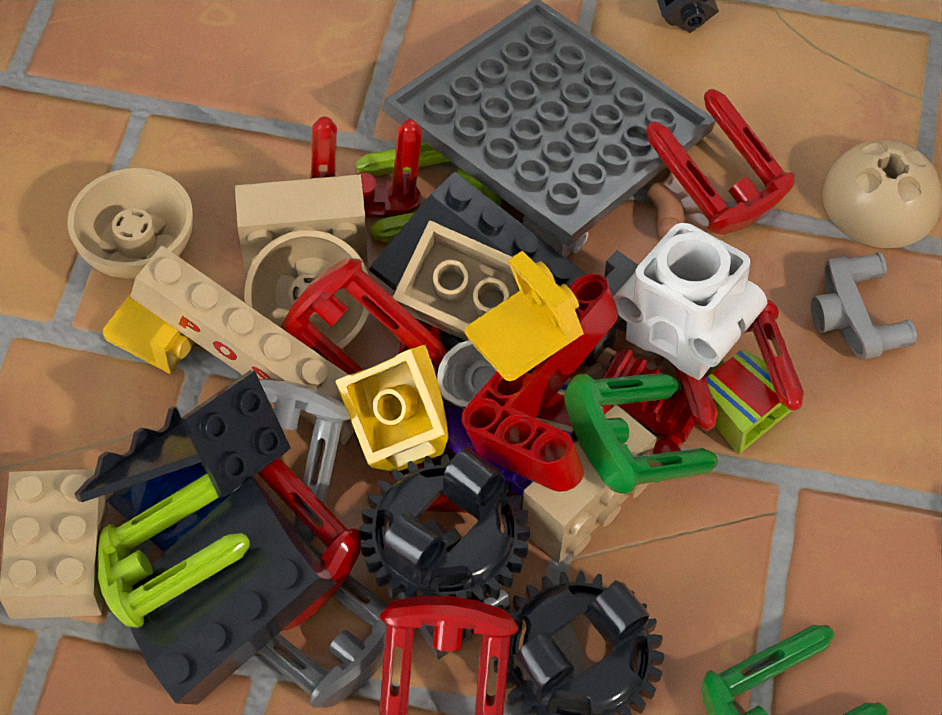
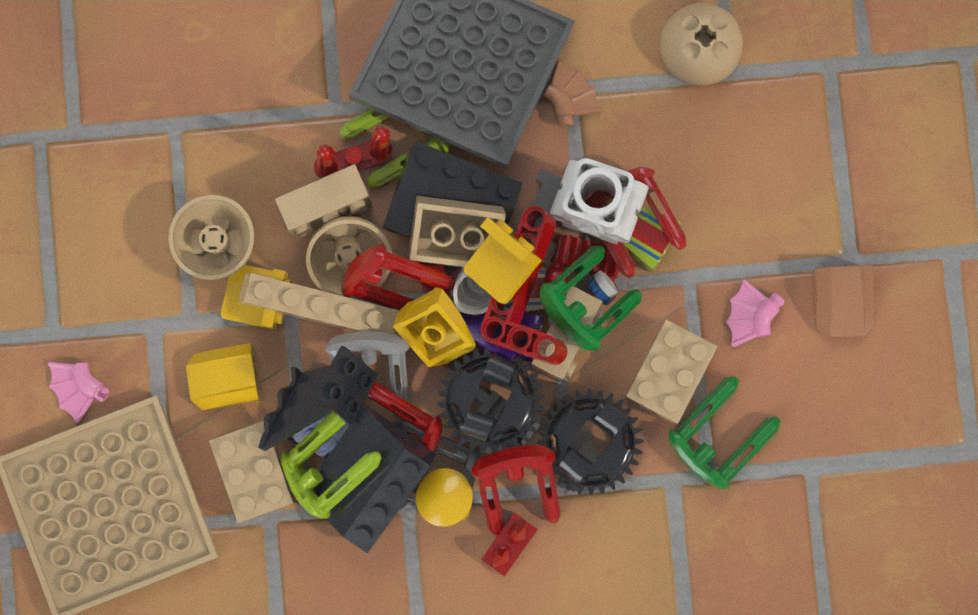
camera: 15 degrees left, 25 degrees up
(72, 411) = (223, 377): none -> yellow slope
(326, 657) = (444, 497): none -> yellow dish
(663, 430) = (603, 287): none -> piece
(730, 588) = (670, 372): none -> tan brick
(750, 202) = (616, 84): red piece -> none
(845, 310) = (695, 148): light grey connector -> none
(877, 549) = (752, 313): none -> bright pink arm

